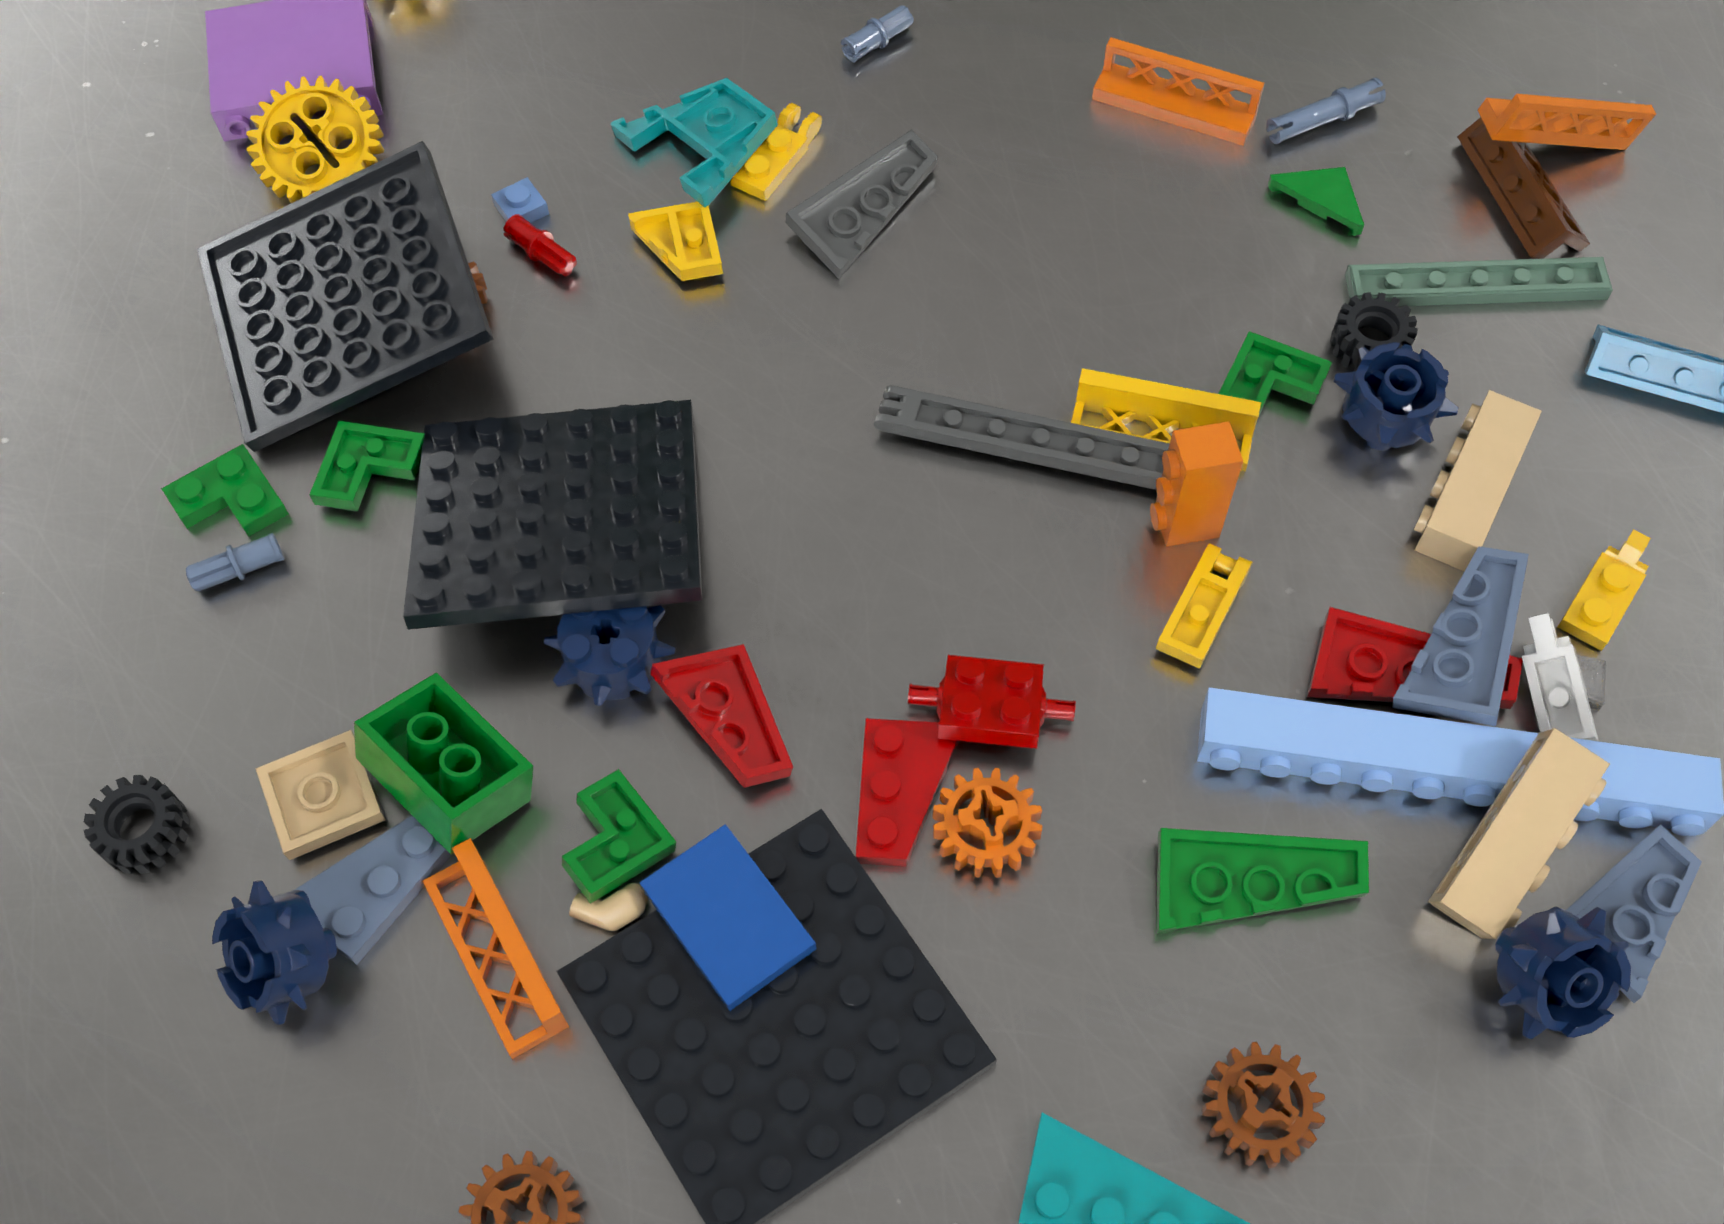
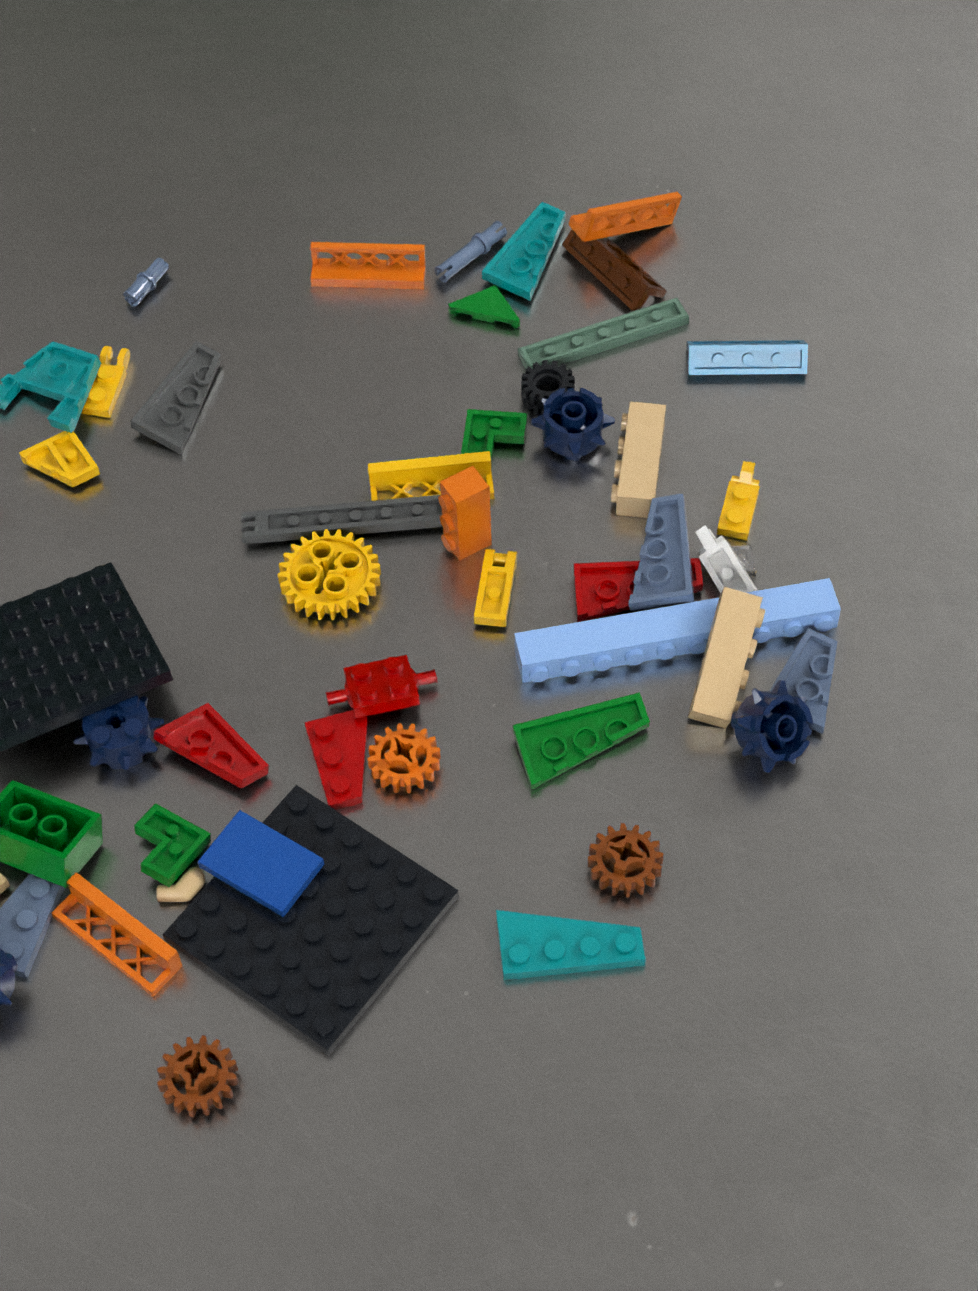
camera: 20 degrees left, 5 degrees down
(948, 488) = (329, 574): none -> yellow gear
(1401, 136) = (526, 253): none -> teal wing

